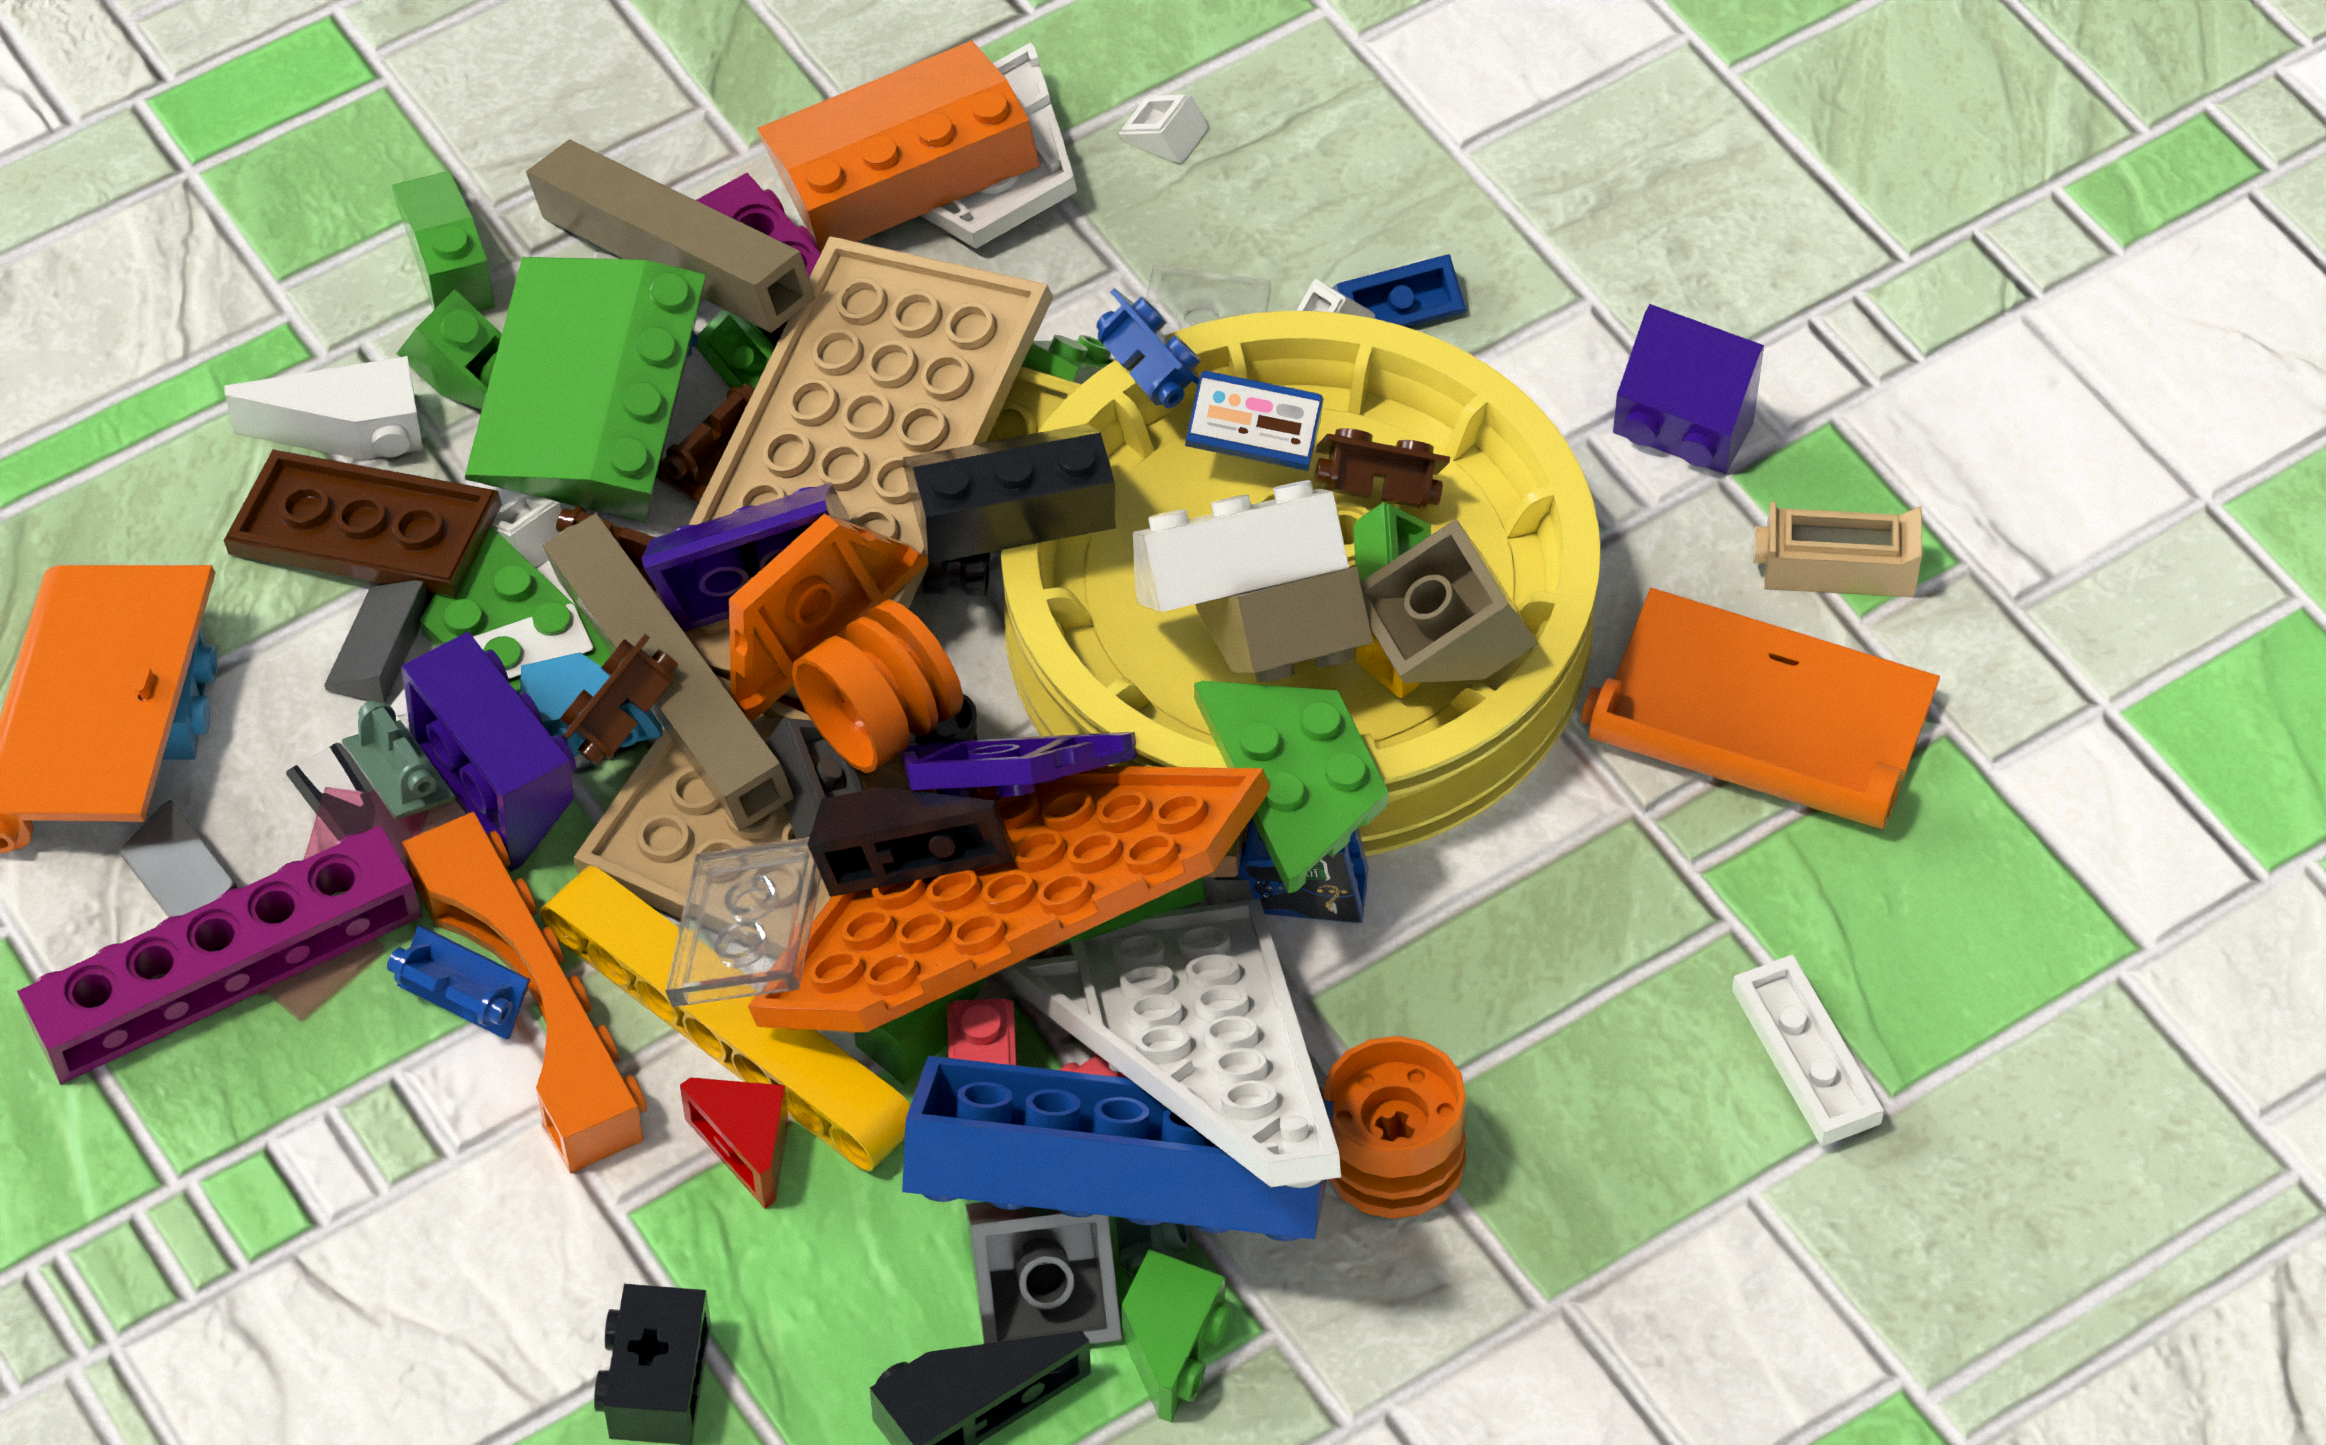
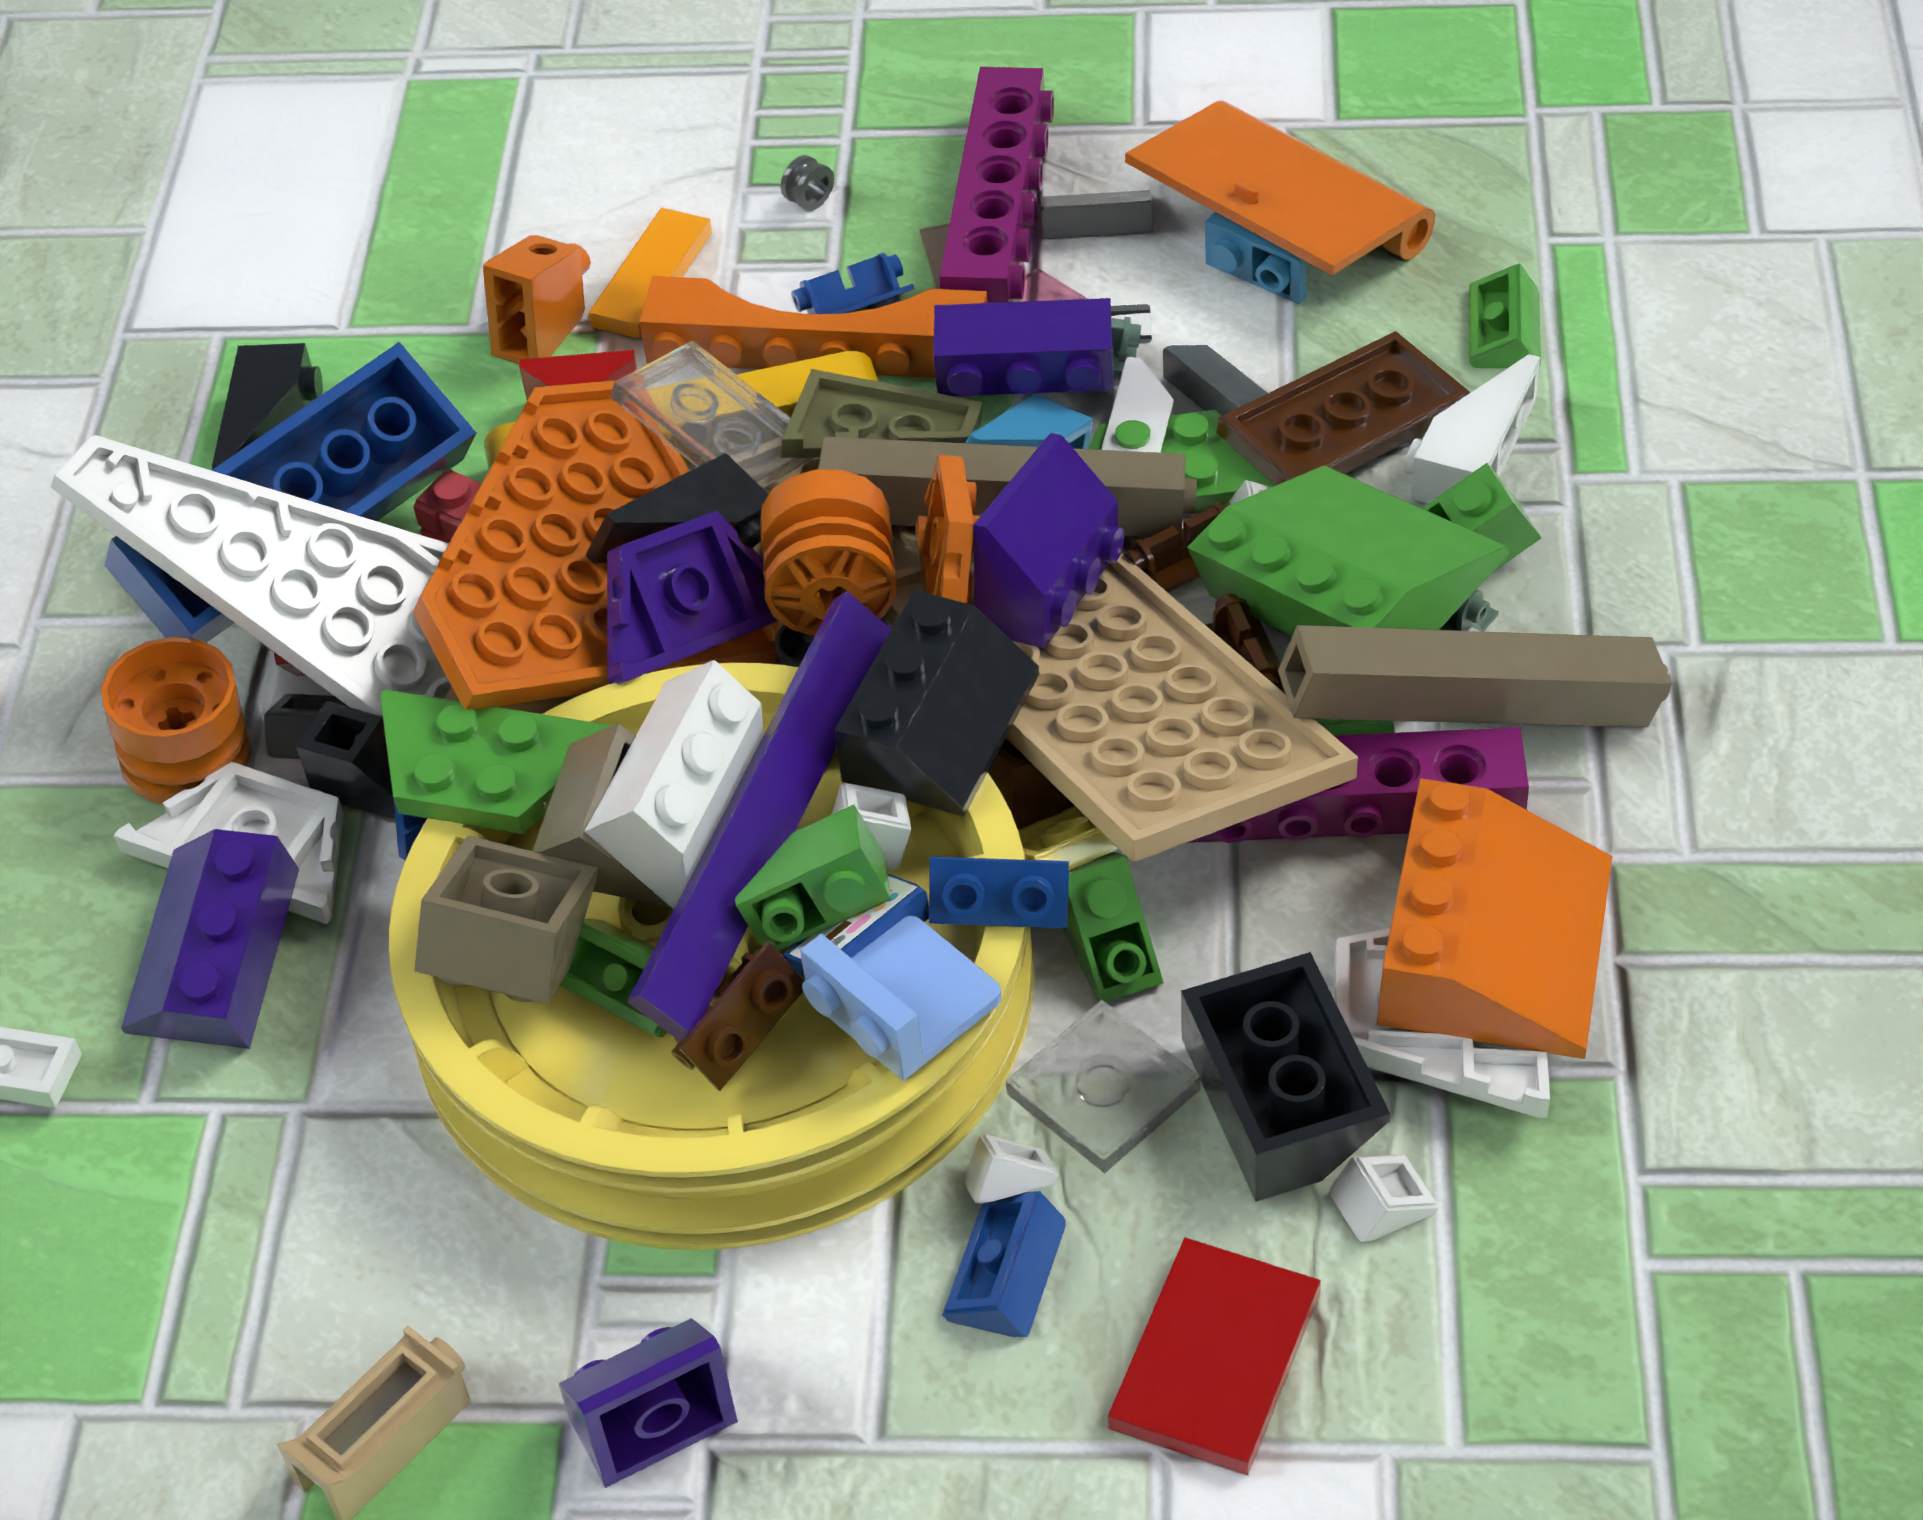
camera: 130 degrees right, 5 degrees down
(146, 483) = (1503, 319): none -> bright green slope
(303, 1137) = (807, 182): none -> dark grey bush
(444, 240) = (1628, 577): bright green slope -> none
(519, 1208) = (662, 250): none -> light orange tile
(632, 677) = (974, 412): reddish brown hinge -> none
(646, 1236) = (534, 296): none -> orange torso
(651, 821) = (873, 410): none -> olive wing
(660, 1399) = (444, 274): black brick -> none
(1116, 547) = (758, 819): none -> dark purple tile
(1131, 192) = (1281, 1073): none -> black slope
(1153, 472) = (884, 815): none -> white slope
(1238, 448) = (816, 881): none -> bright green slope
(1303, 341) = (899, 994): none -> light blue bracket
(1318, 967) = (349, 758): none -> black slope
(1368, 149) = (1215, 1355): none -> red tile
(1449, 995) = (253, 803): none -> white wing
(1575, 937) = (213, 940): none -> dark purple slope
(1764, 708) = (286, 1246): orange door -> none

